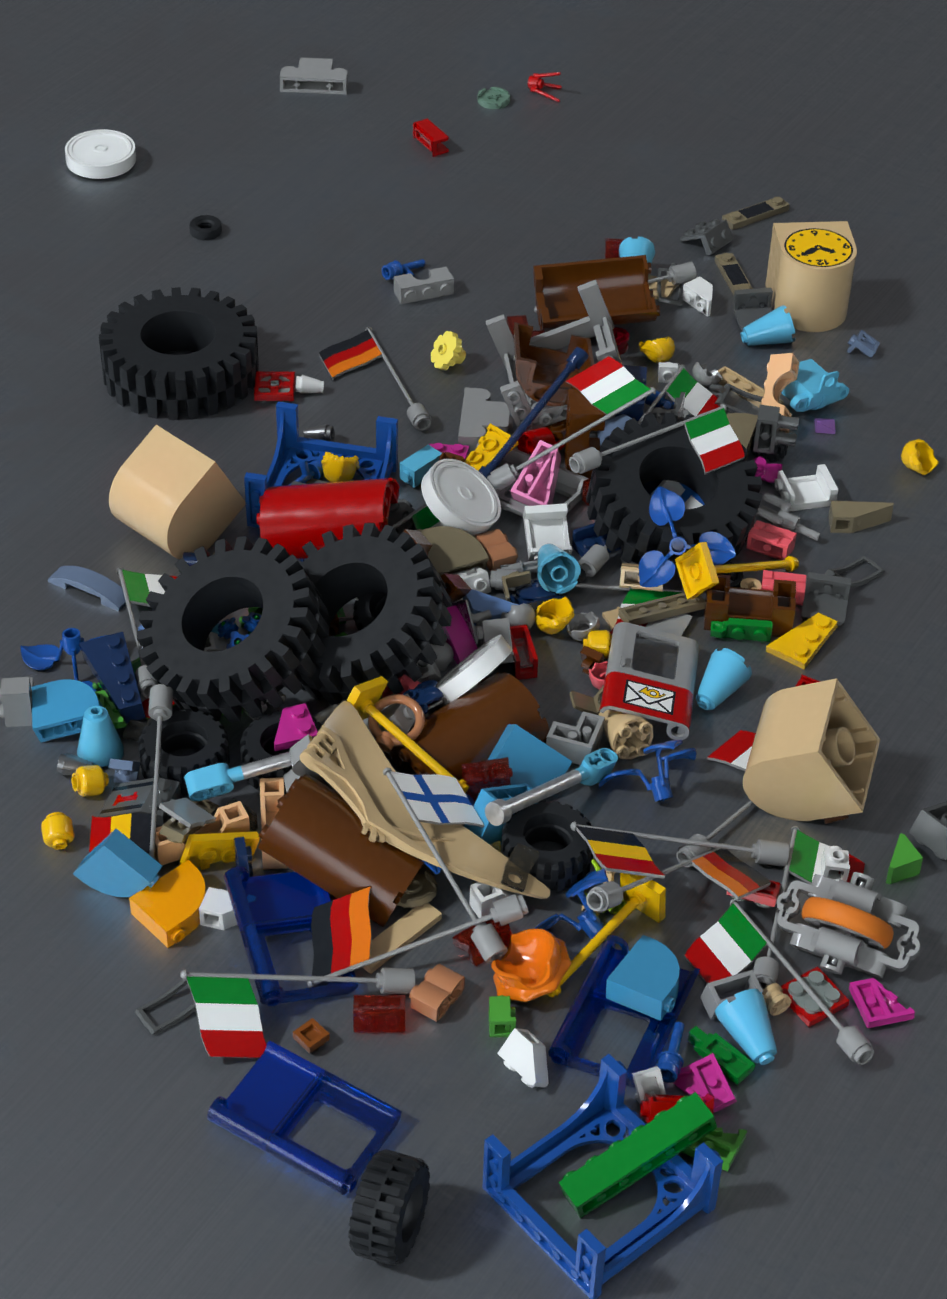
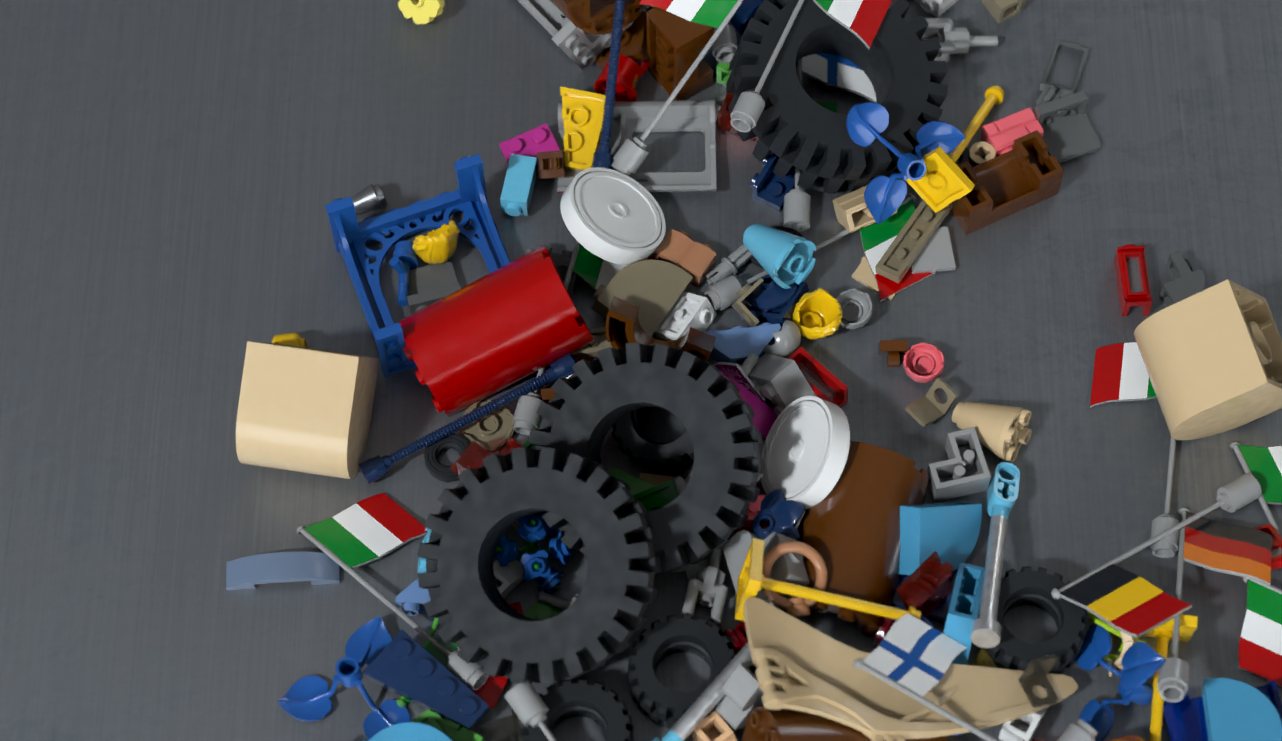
camera: 30 degrees left, 20 degrees up
(144, 376) = (111, 122): black tyre -> none
(274, 386) = (259, 157): red piece -> none
(293, 726) = (687, 643): dark pink wing -> none
(308, 385) = (295, 134): white cone -> none
(361, 351) = (312, 51): flag -> none
(478, 413) = (531, 76): light grey brick -> none
(539, 479) = (669, 141): bright pink wedge -> none
(546, 526) = (726, 205): white panel -> none
(600, 641) = (887, 323): yellow head -> none
(646, 693) = (987, 374): piece -> none
(660, 784) = (1078, 475): blue plant -> none
(722, 678) = (1042, 300): medium azure cone -> none
(742, 629) = (1011, 216): green hinge -> none
(771, 540) = (963, 73): coral brick -> none
(803, 641) = (1080, 194): yellow wing -> none

